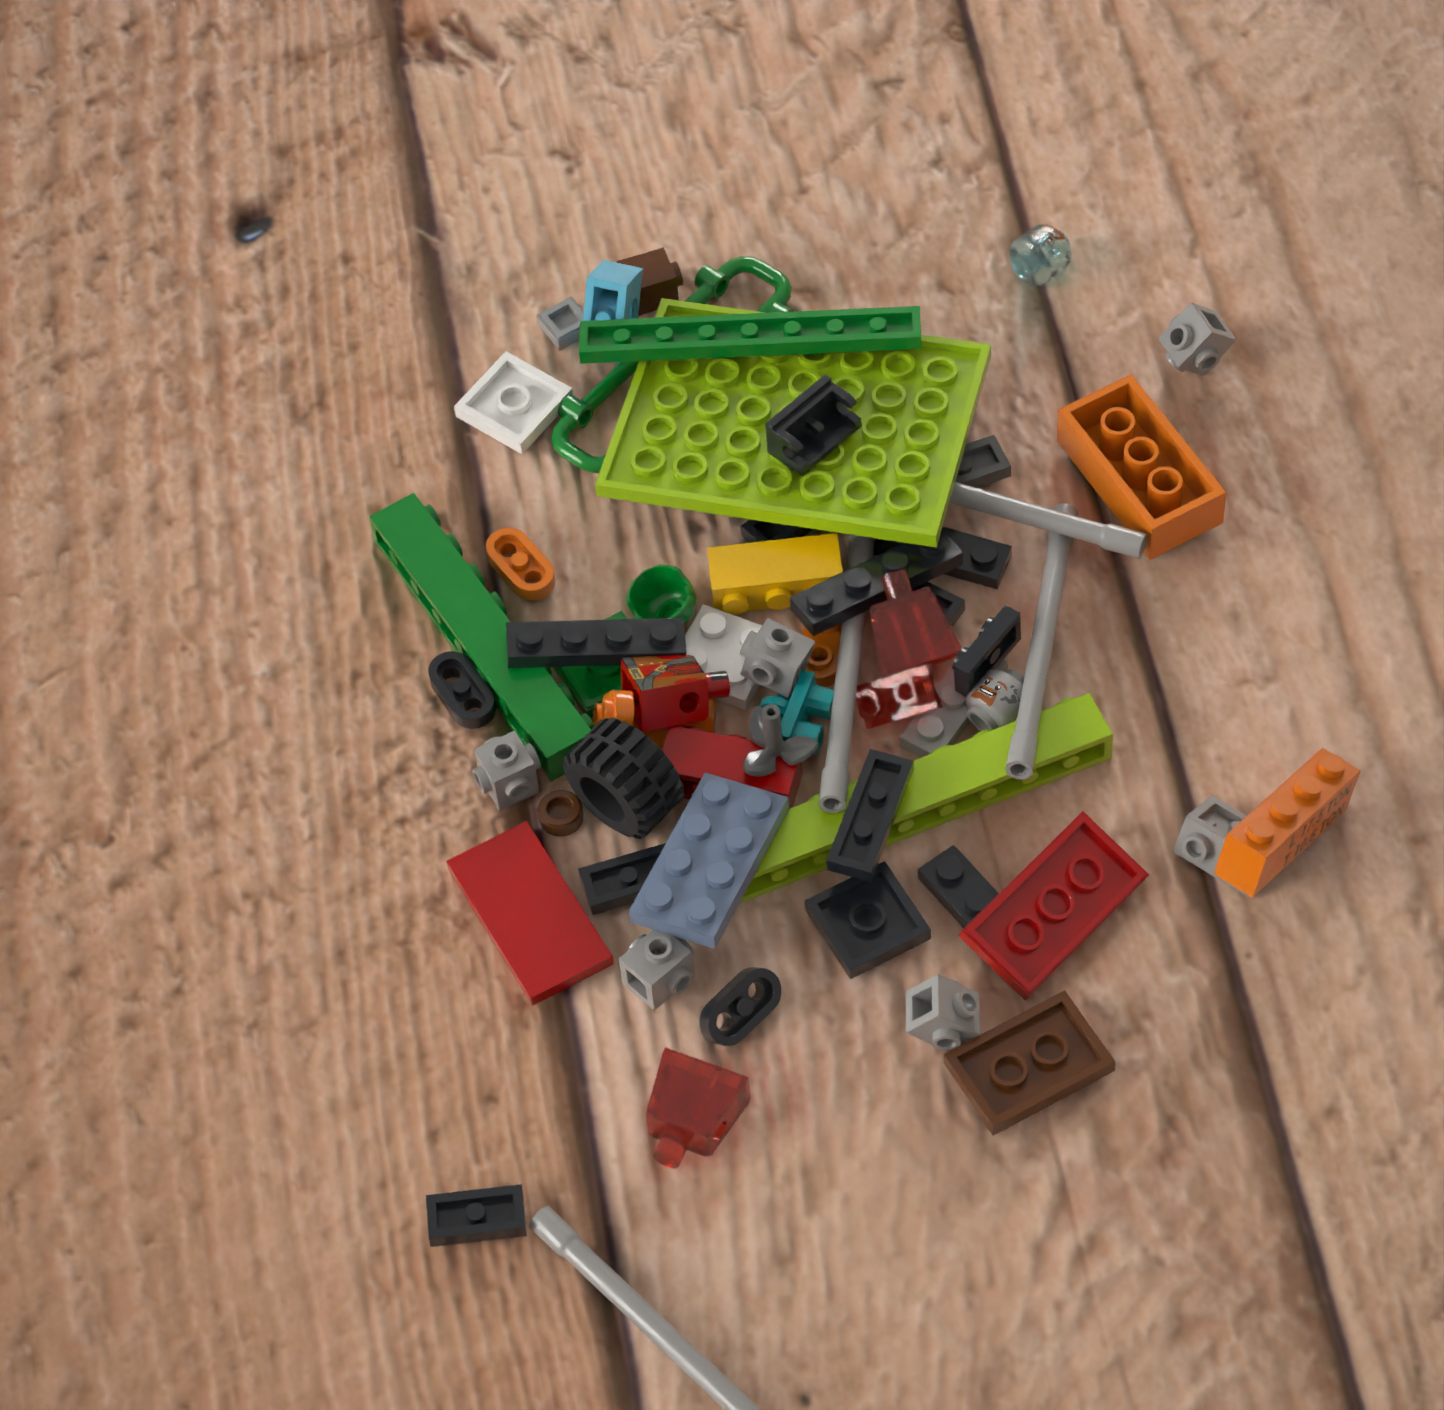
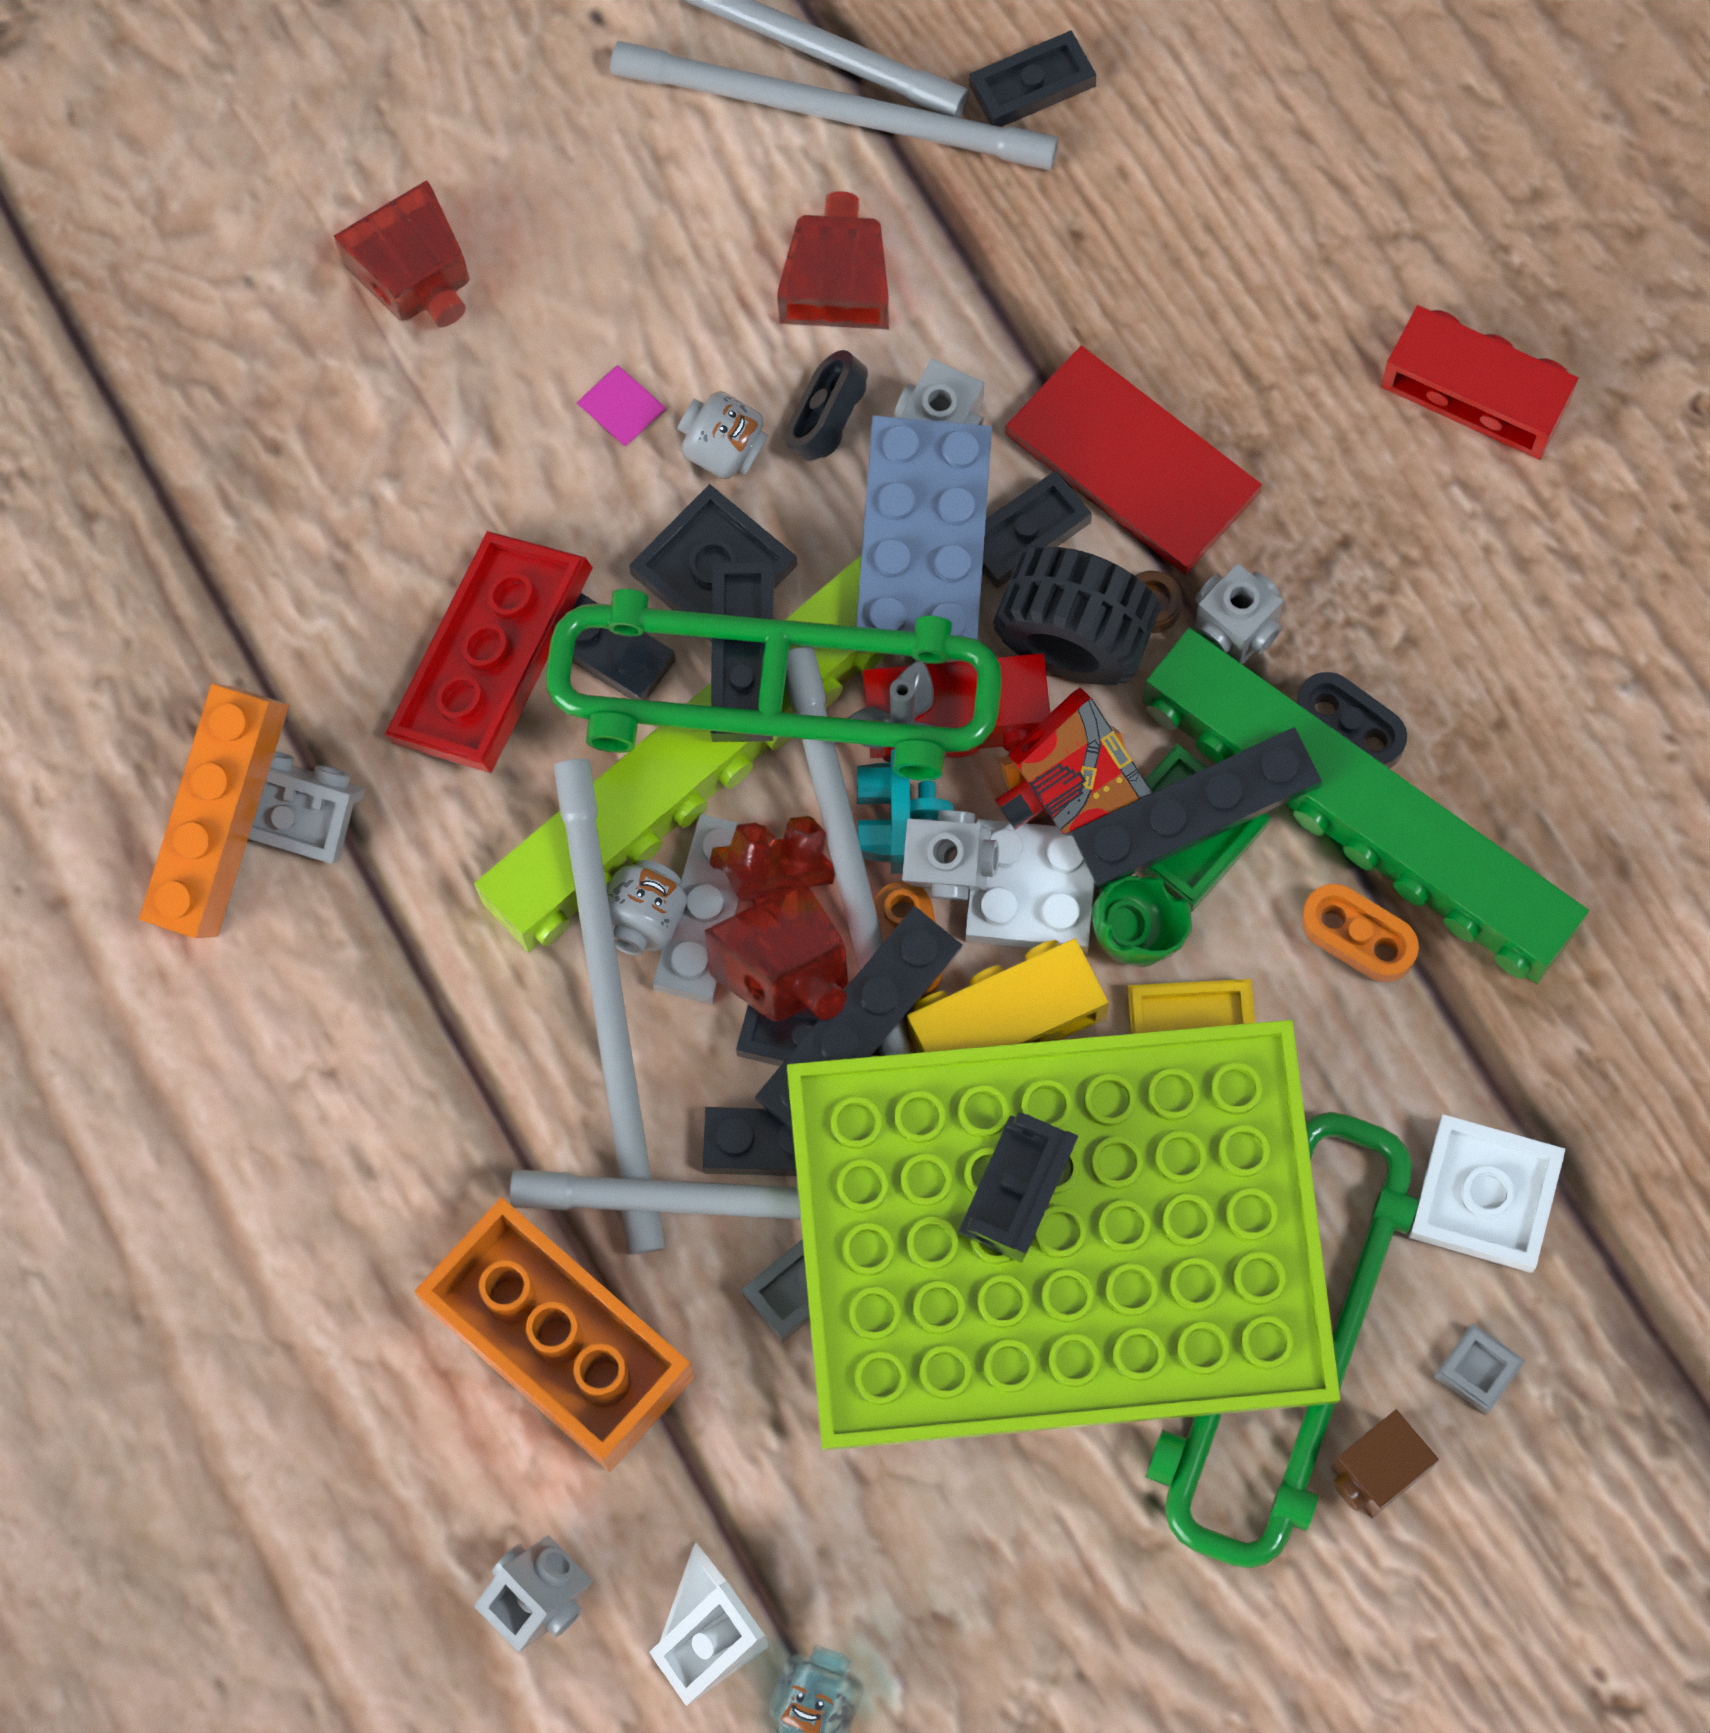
camera: 160 degrees right, 15 degrees up
(256, 882) = (1479, 381): none -> red brick
(612, 292) = (1405, 1356): medium azure brick -> none
(617, 705) = (1138, 731): orange plate -> none
(638, 550) = (1189, 1005): none -> yellow tile
(750, 334) = (1173, 1338): green plate -> none
(768, 1324) = (1007, 143): none -> light grey piece
(826, 1004) = (722, 435): none -> light grey head
(895, 1071) = (621, 405): none -> dark pink sticker
(942, 1013) = (577, 455): light grey brick -> none
(979, 778) = (917, 747): none -> green bar
(990, 648) = (667, 975): black plate -> none
(1027, 1218) = (408, 257): none -> clear red torso
(1029, 1062) = (461, 445): reddish brown plate -> none
(1092, 306) = (706, 1631): none -> white slope

